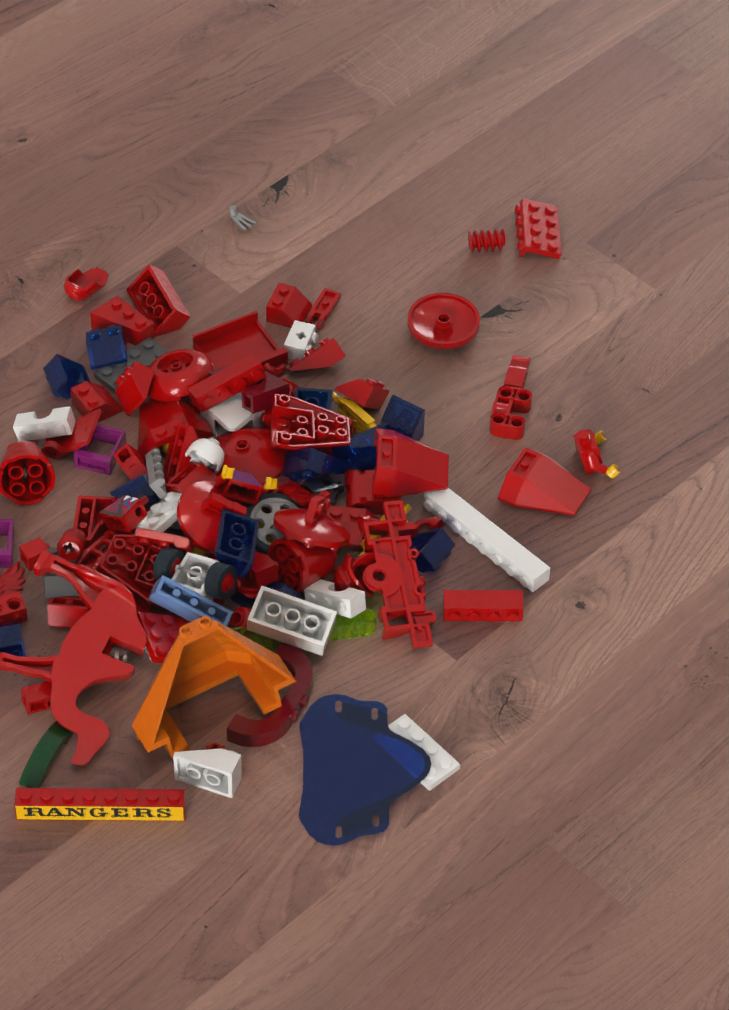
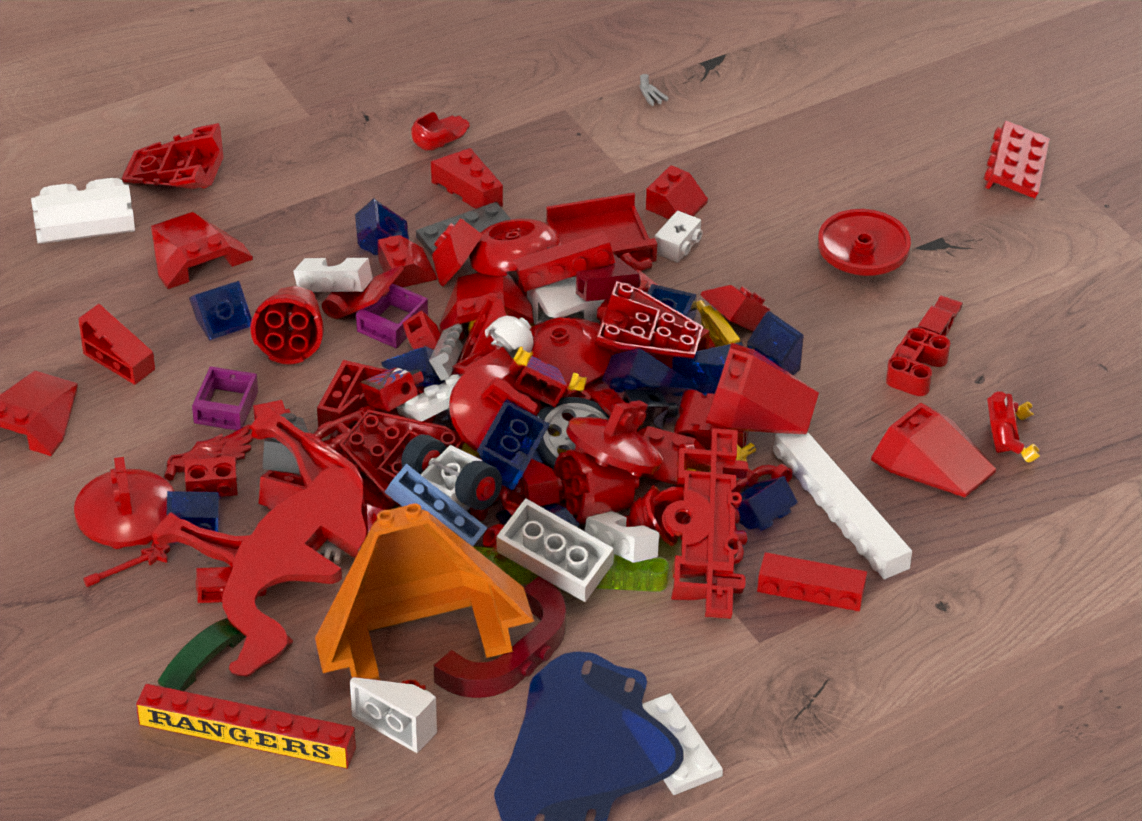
camera: 15 degrees right, 5 degrees down
(71, 544) = (312, 411): red piece -> none
(106, 346) = (438, 202): clear blue slope -> none
(158, 301) = (520, 164): red slope -> none
(163, 540) = (423, 424): hinge -> none
(323, 307) = (719, 204): red hinge -> none
(324, 356) = (698, 258): red slope -> none
(486, 240) = (947, 161): red piece -> none

